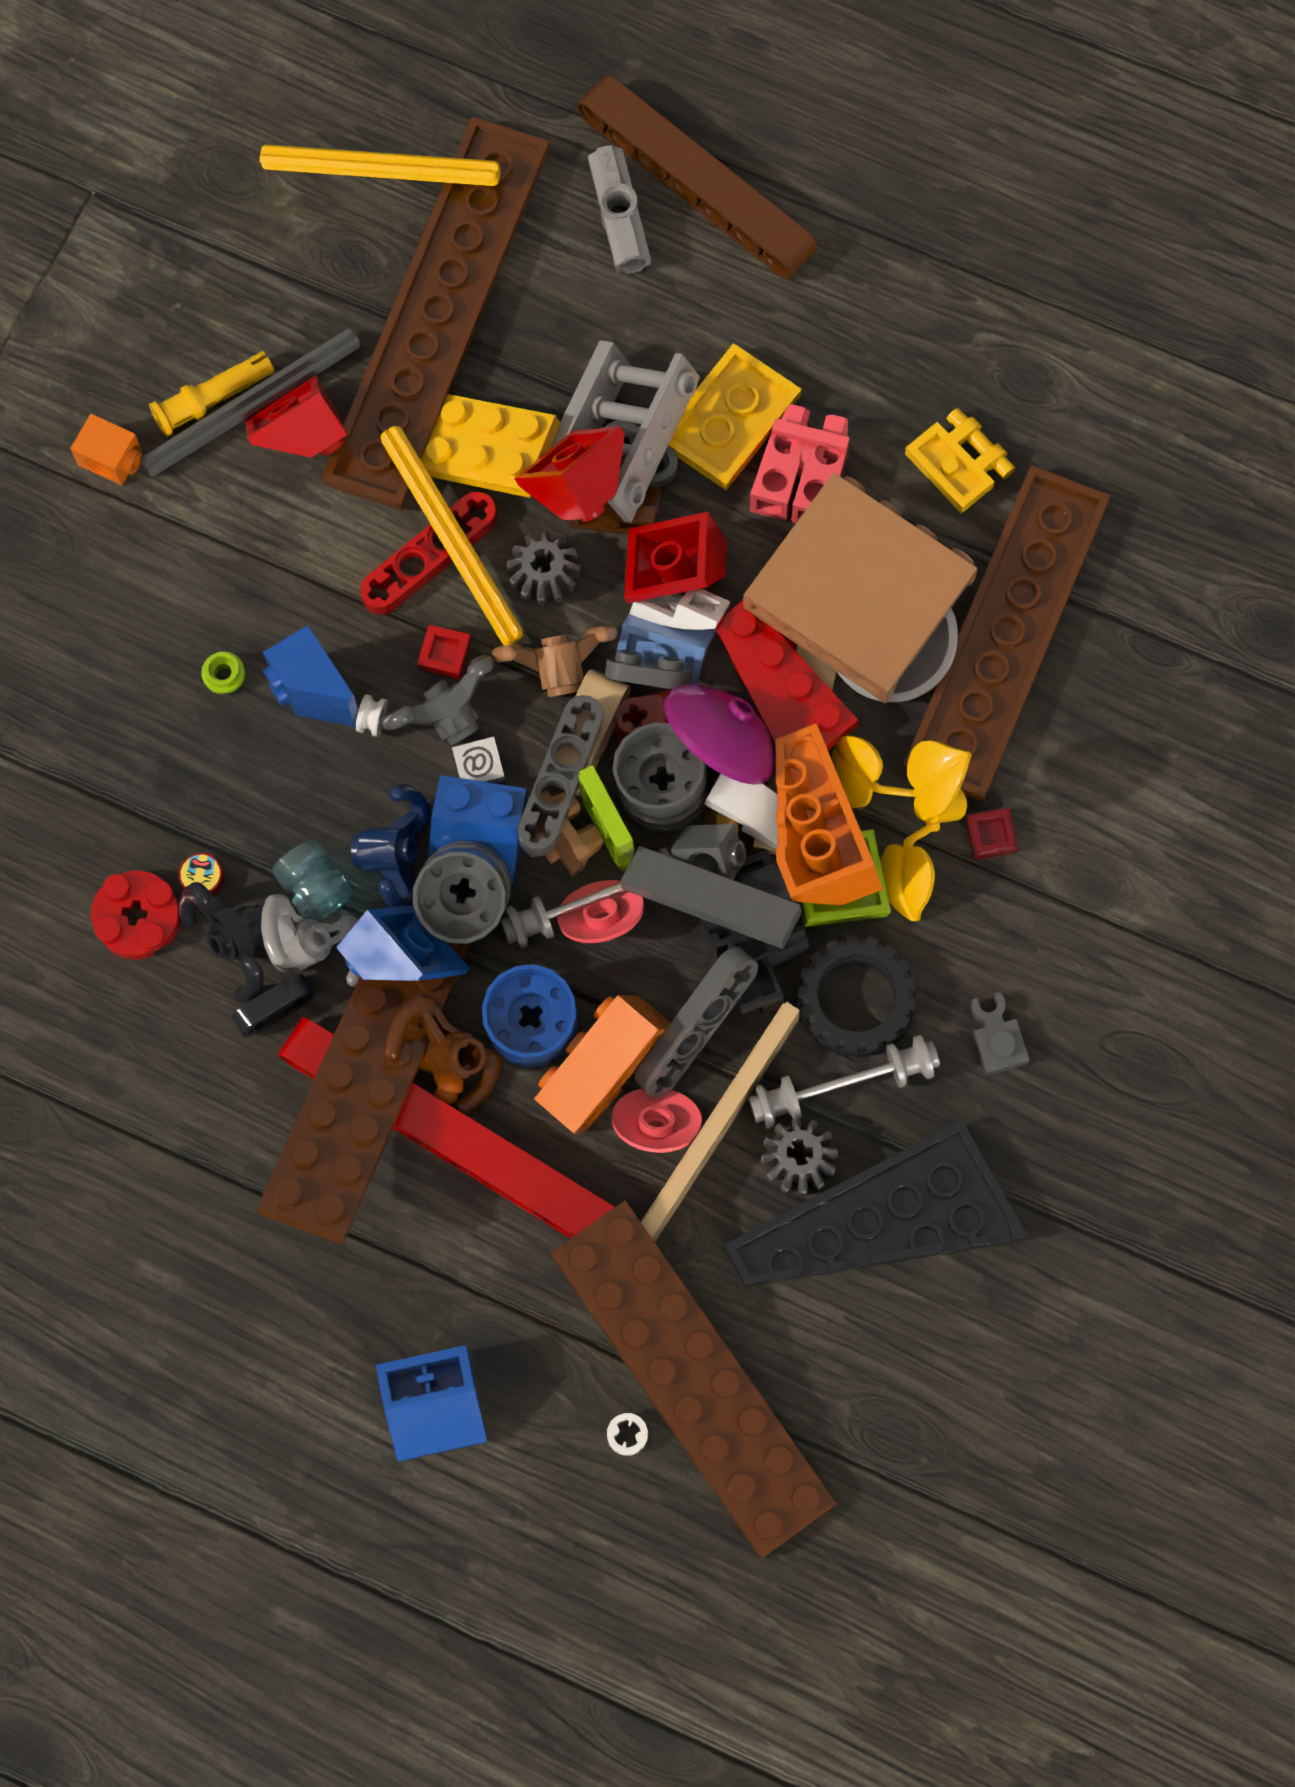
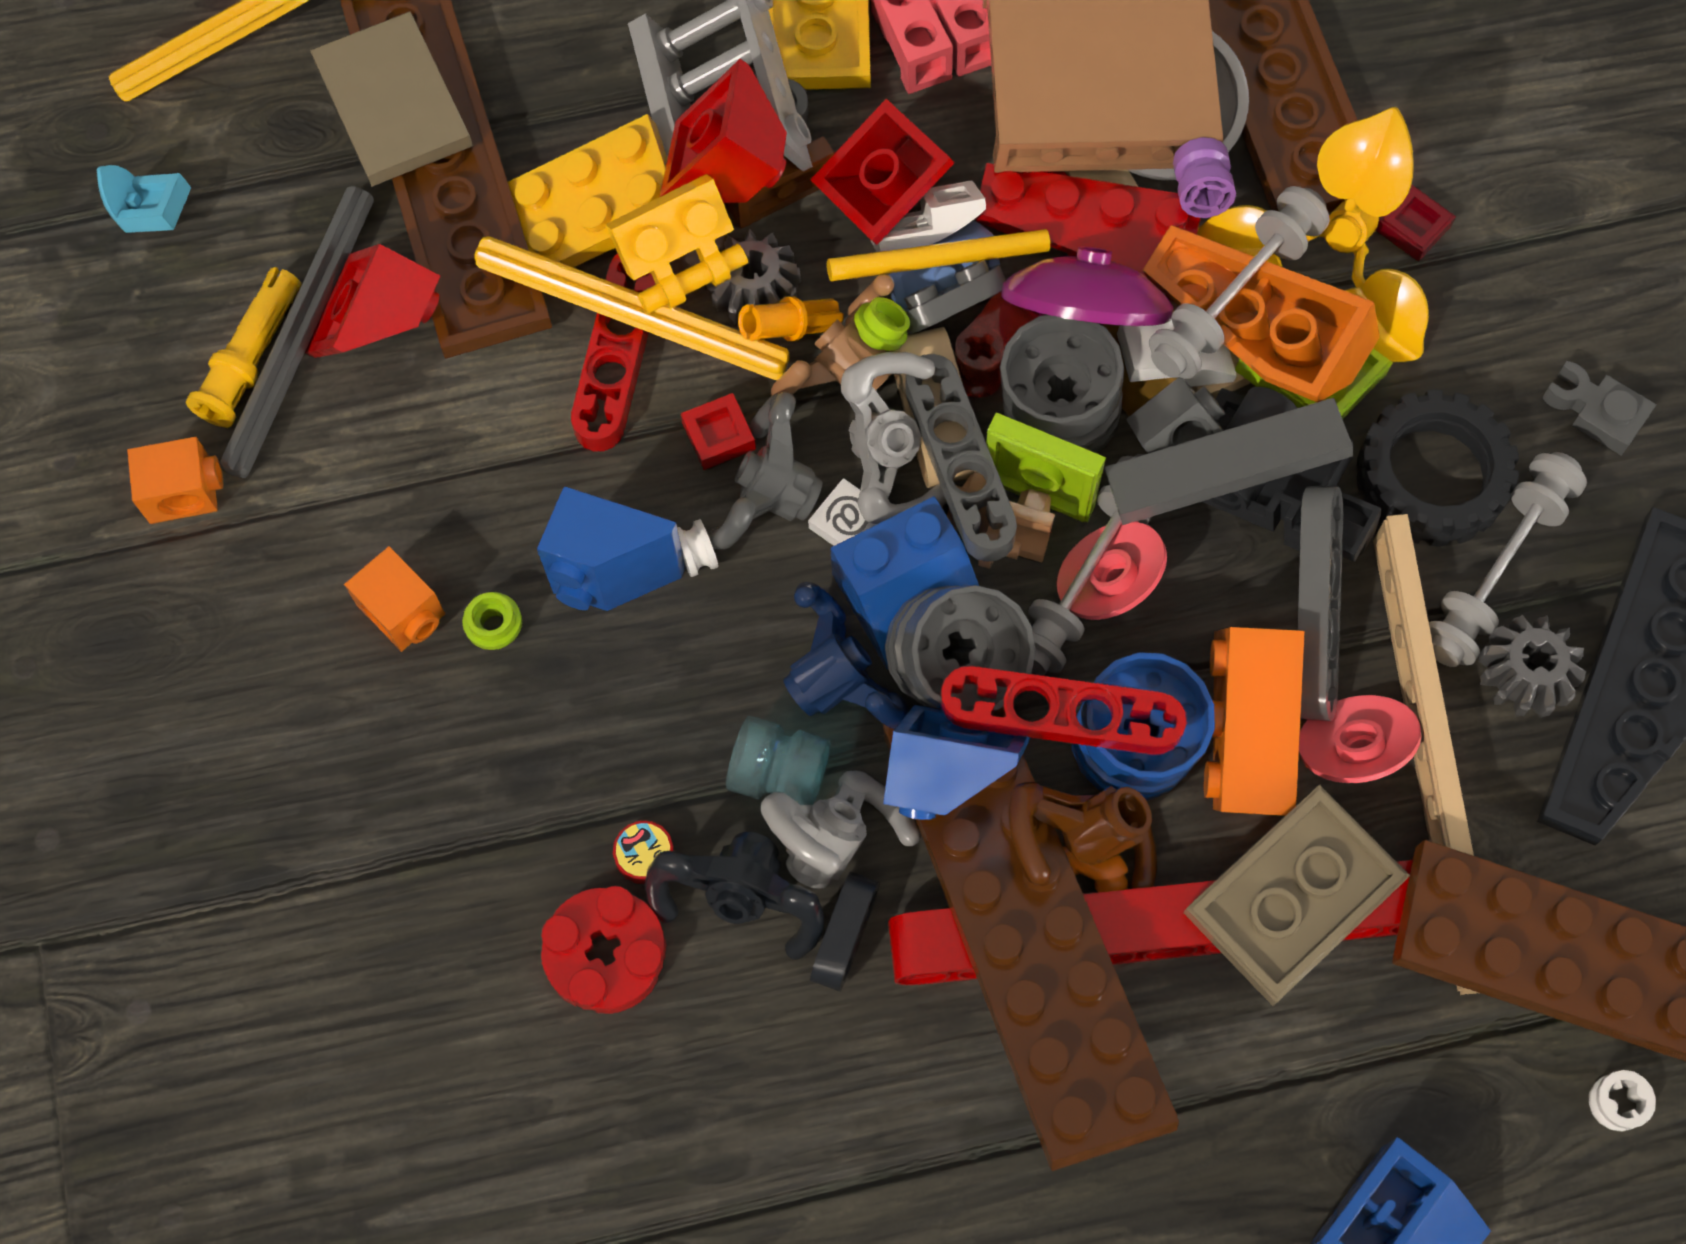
camera: 40 degrees left, 5 degrees down
(176, 619) = (396, 599): none -> orange brick
(221, 248) = (142, 201): none -> medium azure plate
(416, 288) = (391, 98): none -> dark tan tile
(473, 972) = (1063, 700): none -> red beam
(498, 506) = (670, 228): none -> yellow plate
(531, 728) = (883, 434): none -> light grey piece
(532, 1176) = (1296, 895): none -> dark tan tile
(540, 612) = (788, 318): none -> light orange axle
(585, 658) = (882, 324): none -> lime plate
(658, 638) = (938, 255): none -> yellow bar
(754, 803) = (1196, 330): none -> light grey axle
(862, 703) = (1204, 177): none -> medium lavender wheel

